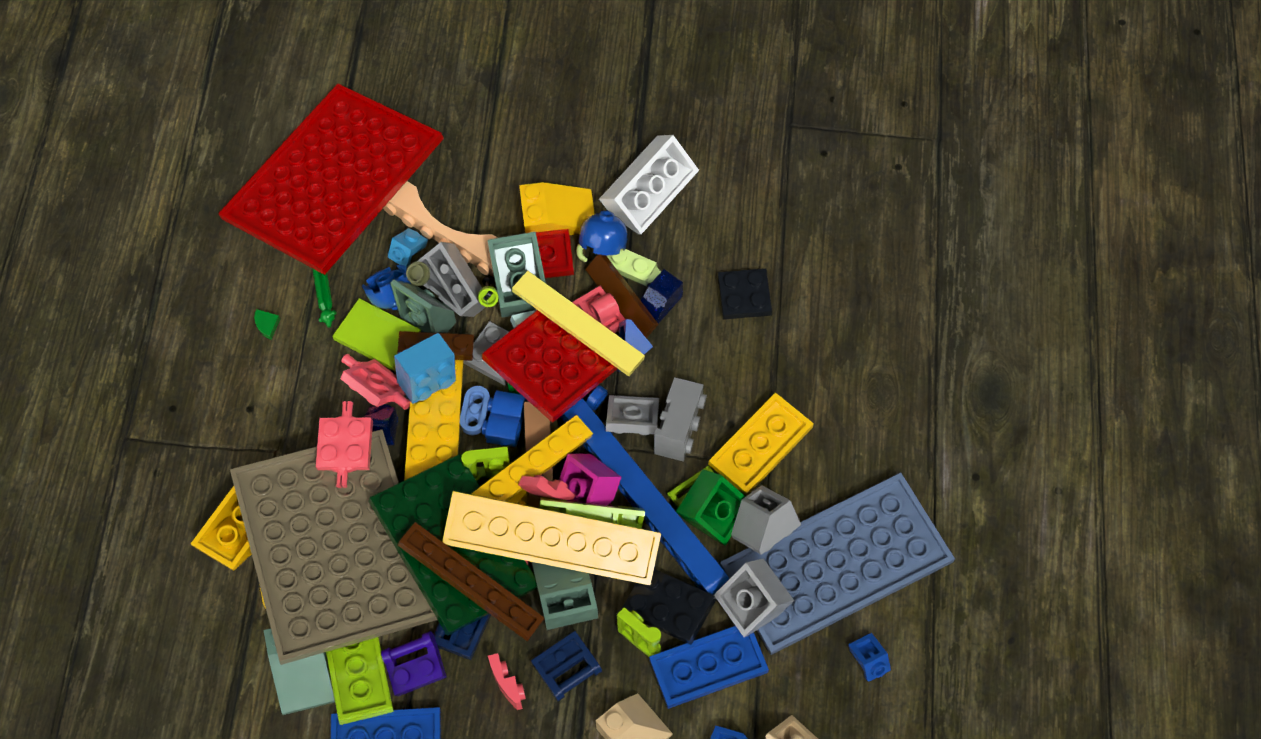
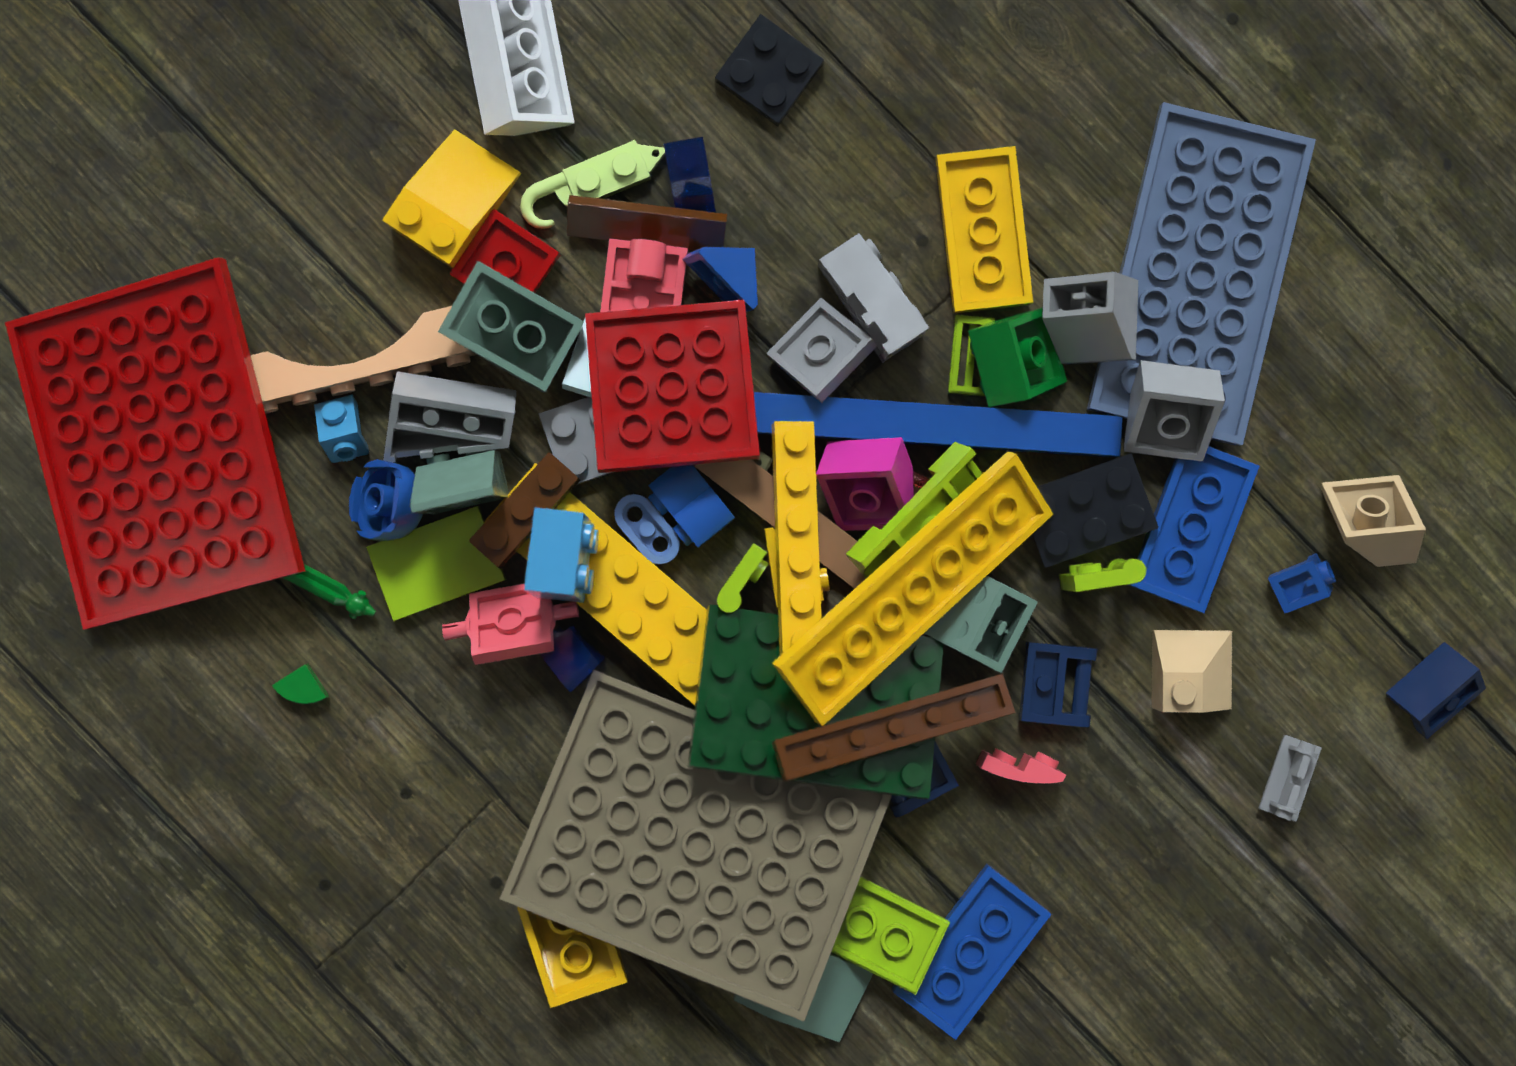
camera: 50 degrees left, 25 degrees up
(344, 444) = (583, 736): coral plate -> none
(416, 672) = (923, 859): dark purple plate -> none
(418, 273) = (407, 454): olive plate -> none
(488, 292) = (514, 388): lime hinge -> none
(542, 487) = (845, 538): coral slope -> none
(578, 323) = (652, 316): light yellow tile -> none
(597, 397) = (760, 372): blue tile -> none
(603, 233) = (545, 175): blue cylinder -> none
(870, 656) = (1338, 338): blue bracket -> none

